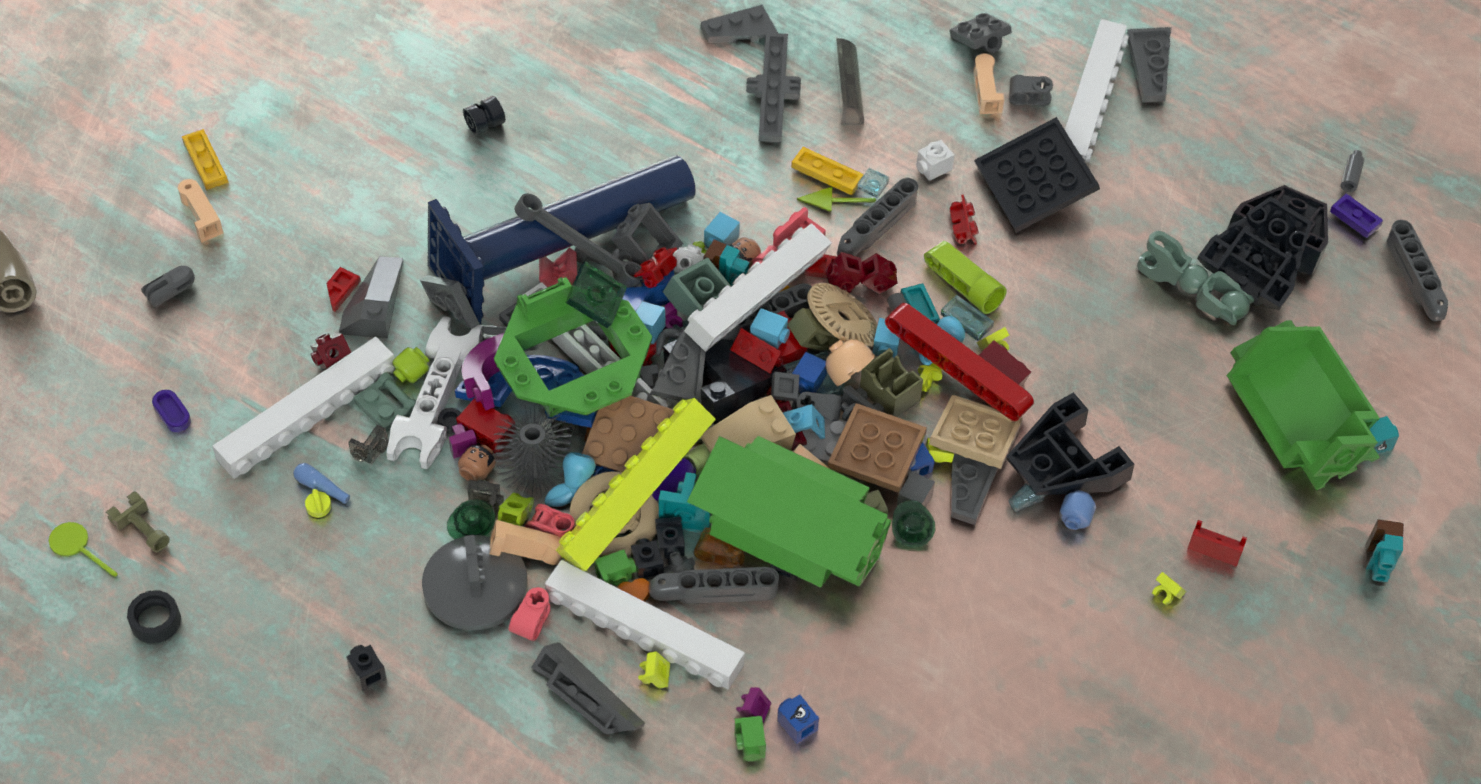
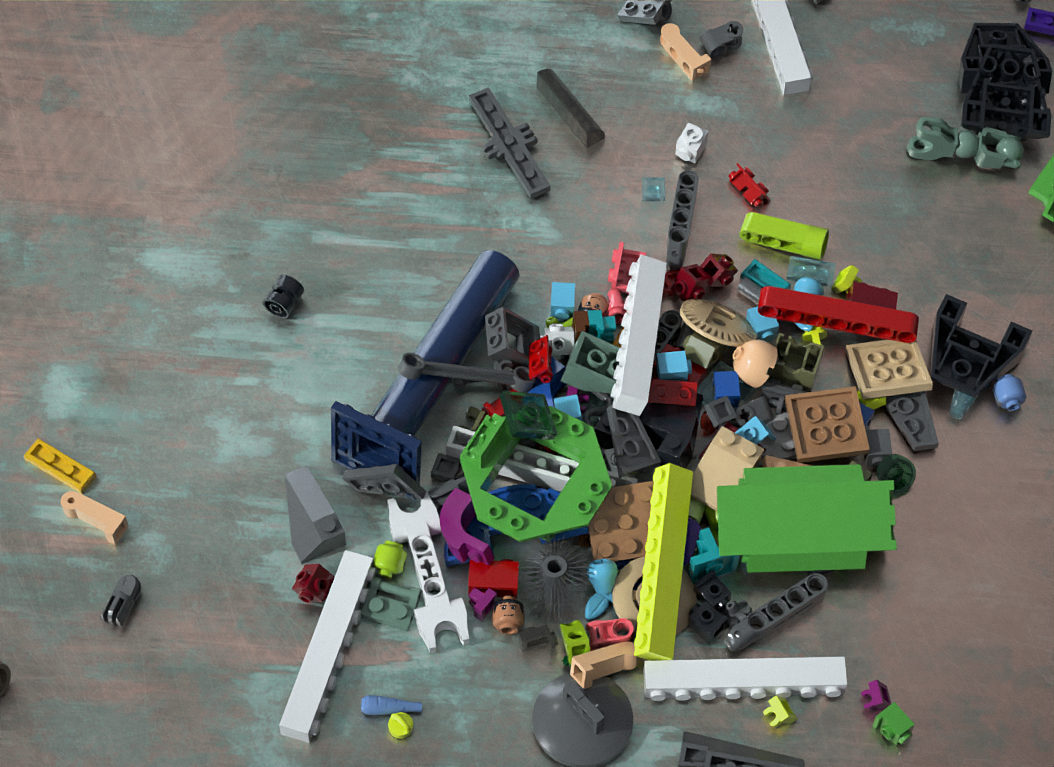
camera: 30 degrees left, 5 degrees up
(171, 410) = (209, 712): dark purple tile -> none
(341, 286) = (272, 520): red tile -> none
(371, 448) = (408, 658): clear smoke bracket -> none
(448, 418) = (456, 588): black tile -> none
(471, 518) = (542, 667): clear green piece -> none
(531, 614) = (650, 724): coral piece -> none
(562, 267) = (457, 406): coral bracket -> none
(615, 568) = (689, 643): bright green brick -> none
(638, 588) = (716, 650): orange tile -> none
(717, 551) = (756, 583): clear orange piece -> none
(743, 24) = (439, 98): dark grey wing -> none
(797, 718) = (917, 687): blue brick -> none
(823, 199) = (620, 225): lime piece -> none
(826, 170) = (608, 198): yellow plate -> none
(1036, 174) = (783, 114): black plate -> none

